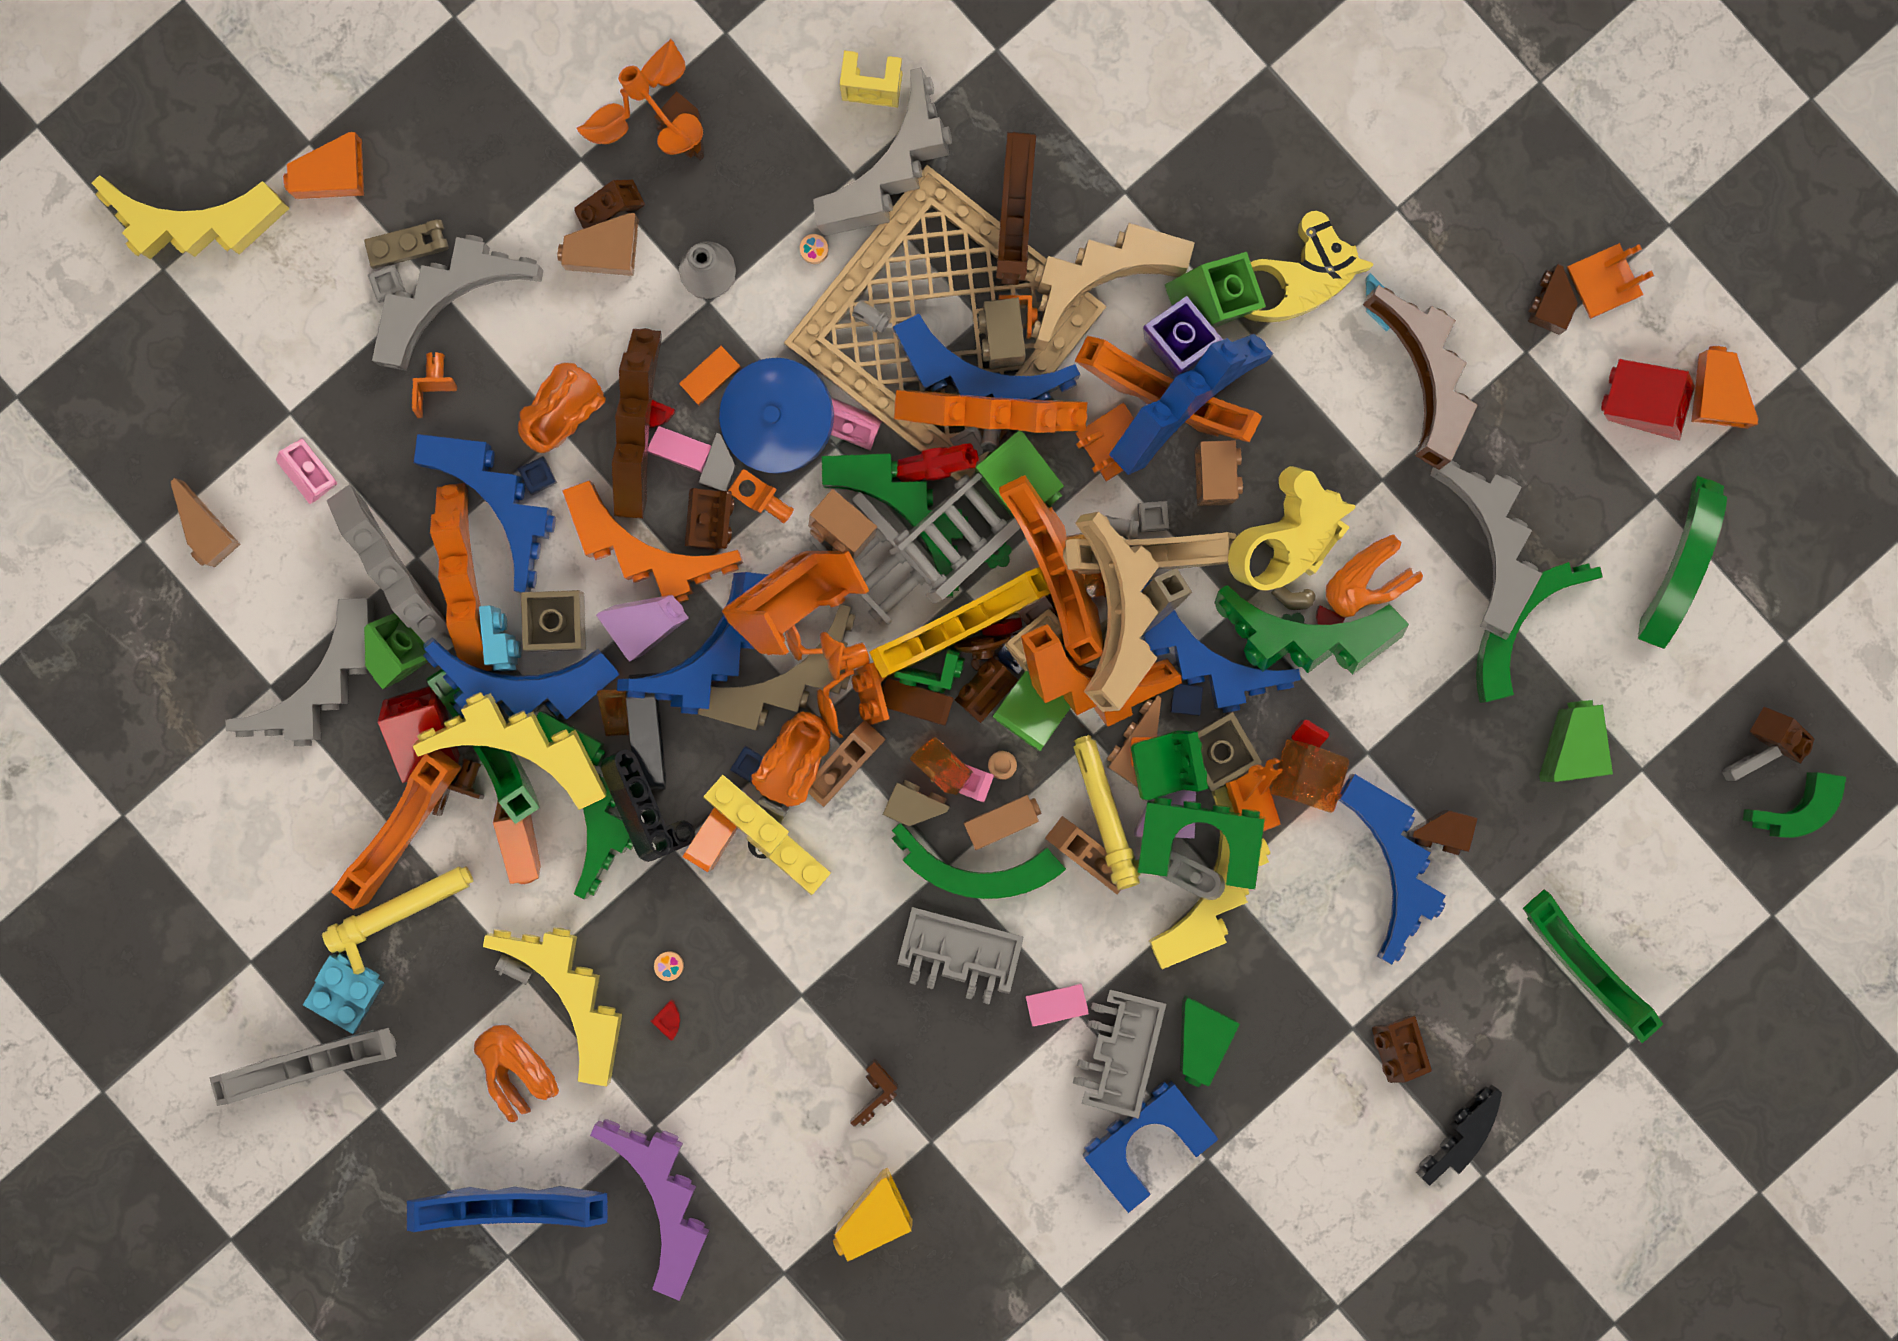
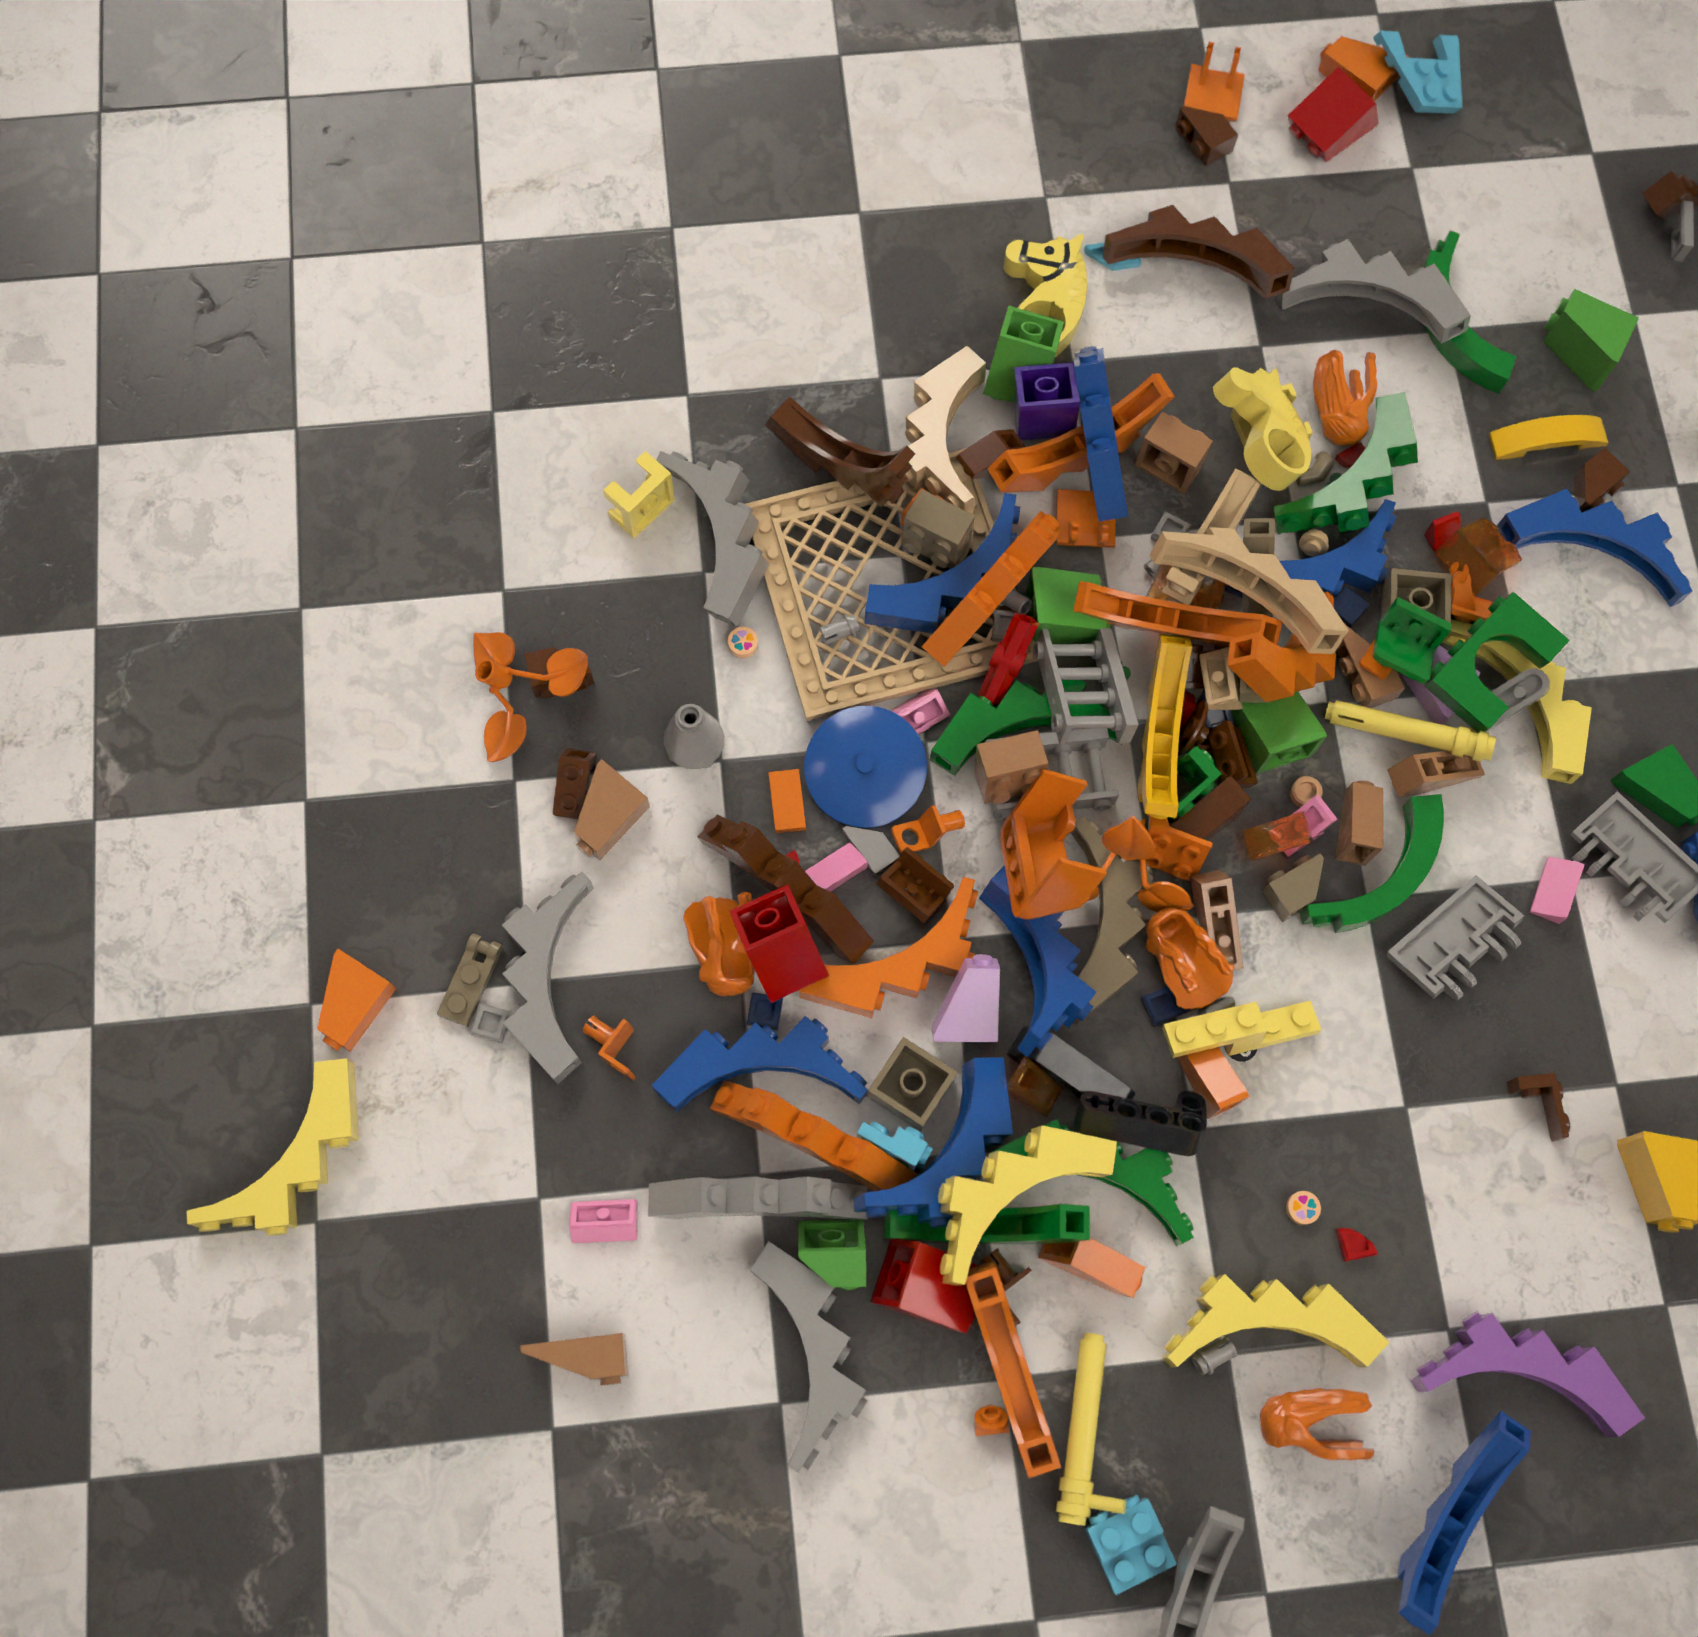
camera: 55 degrees left, 15 degrees down
(358, 839) = (990, 1421): none -> orange plate
(577, 449) = (779, 943): none -> red slope
(1110, 327) = (985, 451): none -> reddish brown slope
(1222, 637) = (1314, 543): none -> tan plate
(1465, 767) = (1548, 433): none -> yellow slope
(1688, 564) = (1498, 167): green arch -> none
(1746, 459) = (1427, 83): none -> medium azure wing

